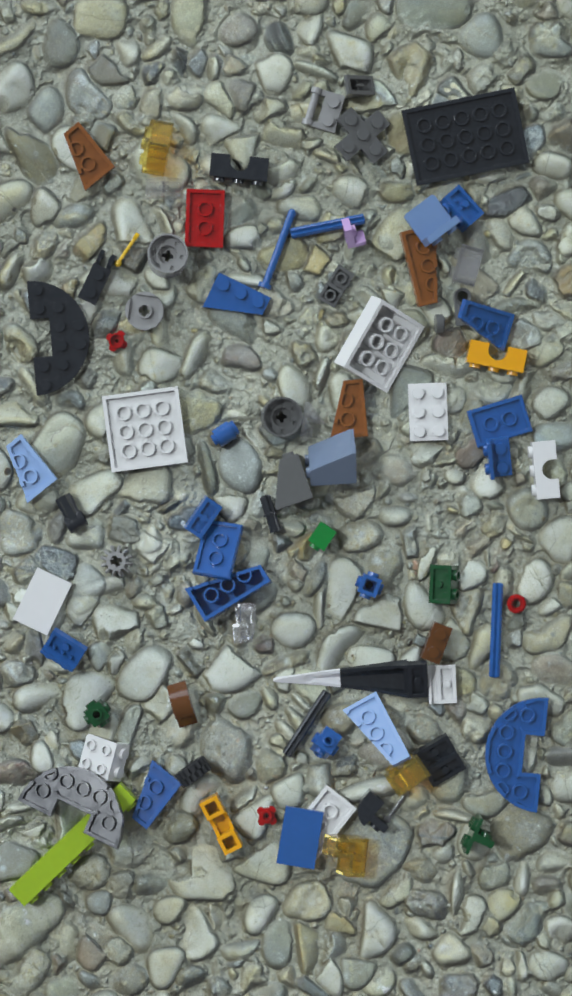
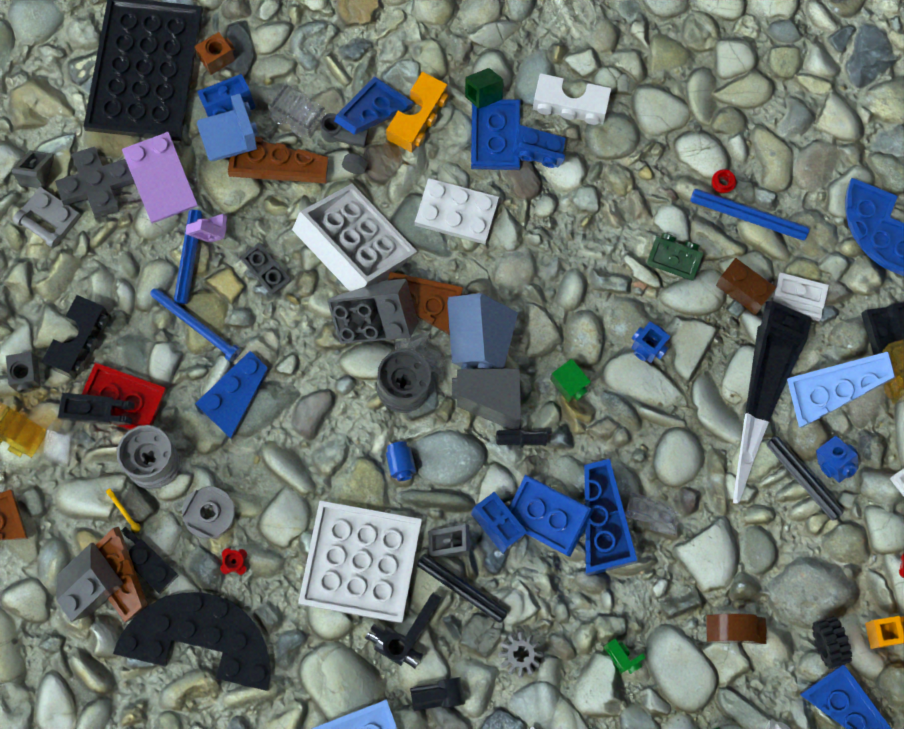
camera: 70 degrees left, 15 degrees down
(67, 244) = (86, 583): none -> dark grey slope
(79, 263) = (129, 597): none -> dark orange wing
(97, 463) = (385, 637): none -> black piece
(139, 628) = (619, 654): none -> green bracket
(150, 506) = (462, 588): none -> black axle
(178, 486) = (449, 541): none -> dark grey slope
(188, 202) = (93, 409): none -> black hinge
(207, 135) = (19, 362): none -> dark grey brick
(325, 379) = (374, 312): none -> dark grey slope
(380, 183) = (159, 177): none -> lavender slope
(492, 178) = (211, 61): none -> dark orange brick
(530, 401) = (484, 88): none -> dark green brick

